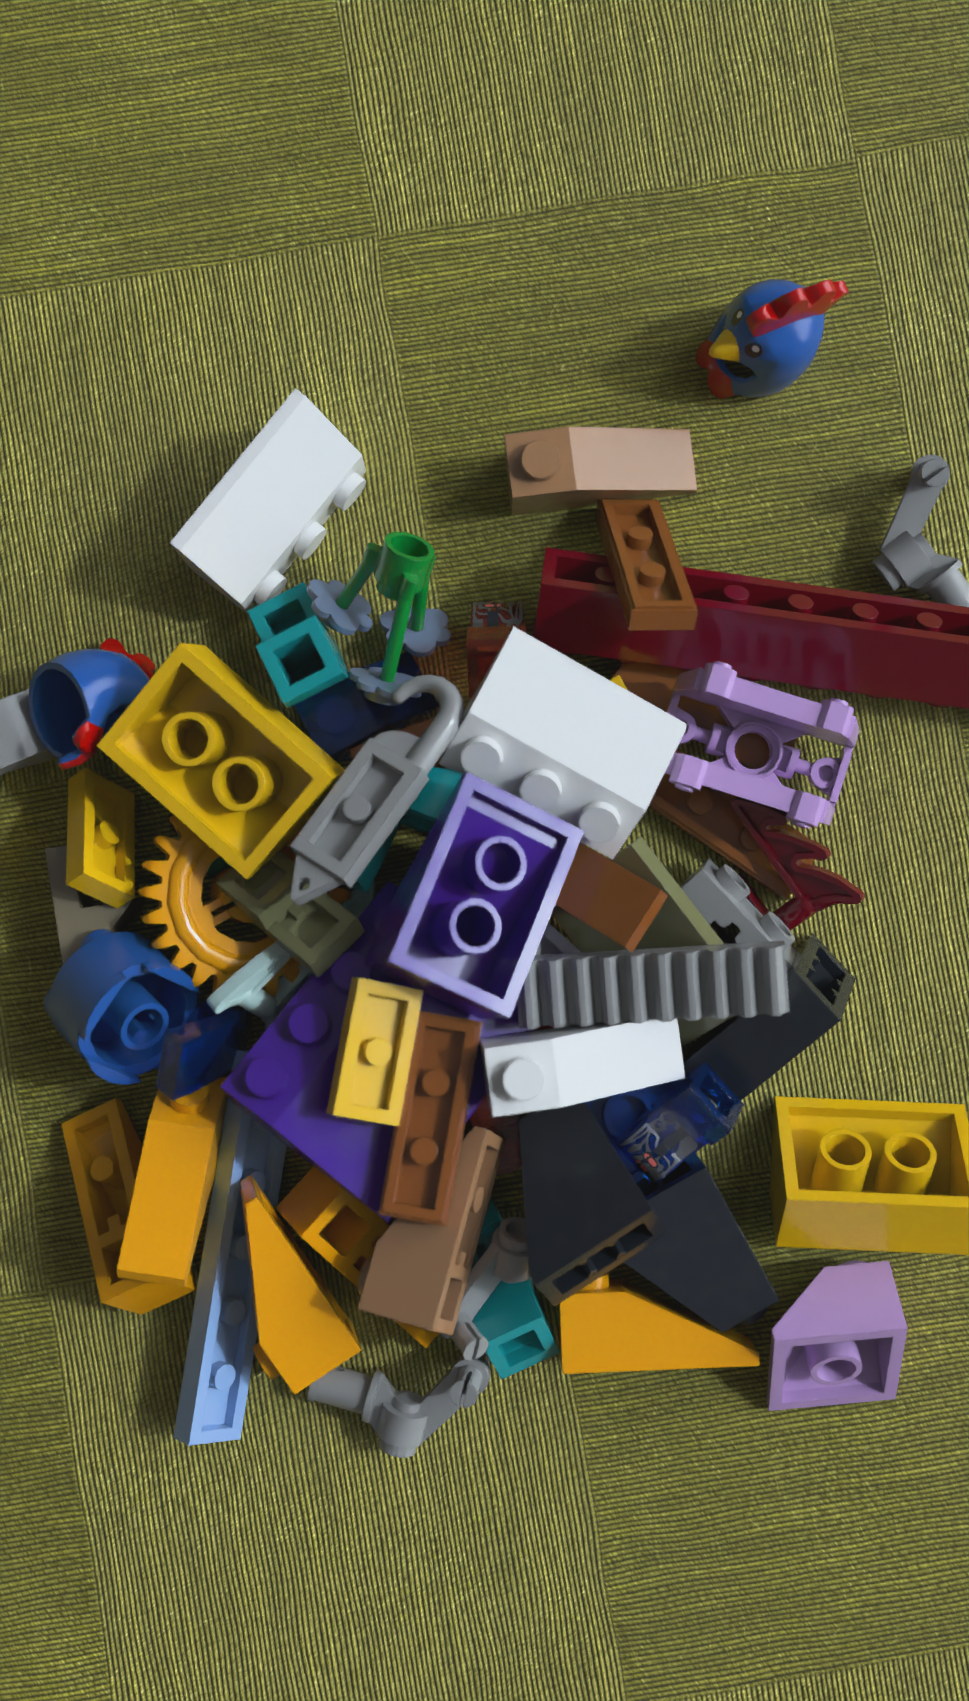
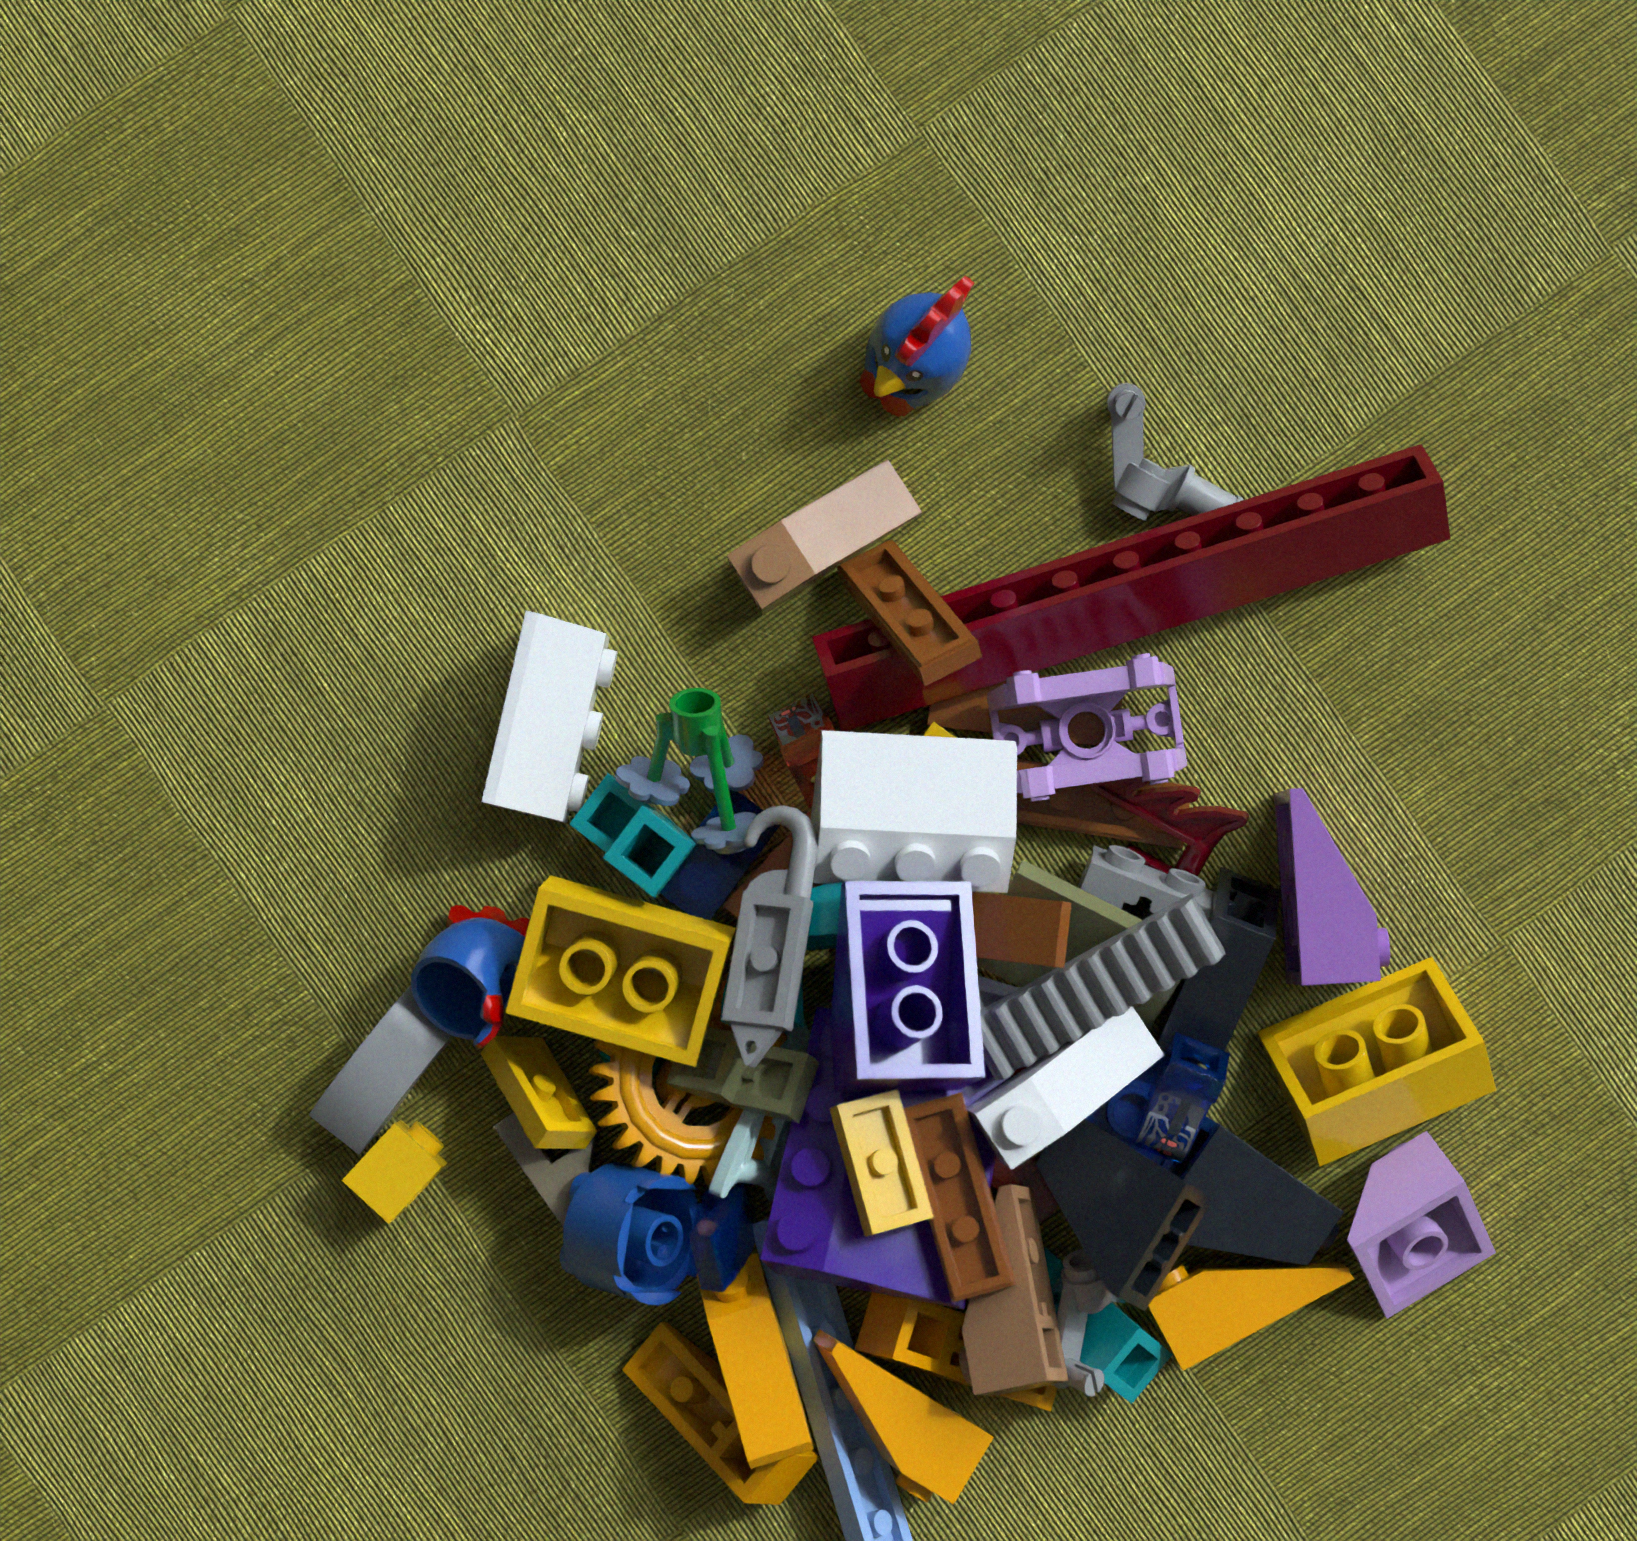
camera: 25 degrees left, 0 degrees up
(402, 1416) = (1059, 1482): light grey pin -> none
(895, 1010) = (1325, 914): none -> medium lavender slope

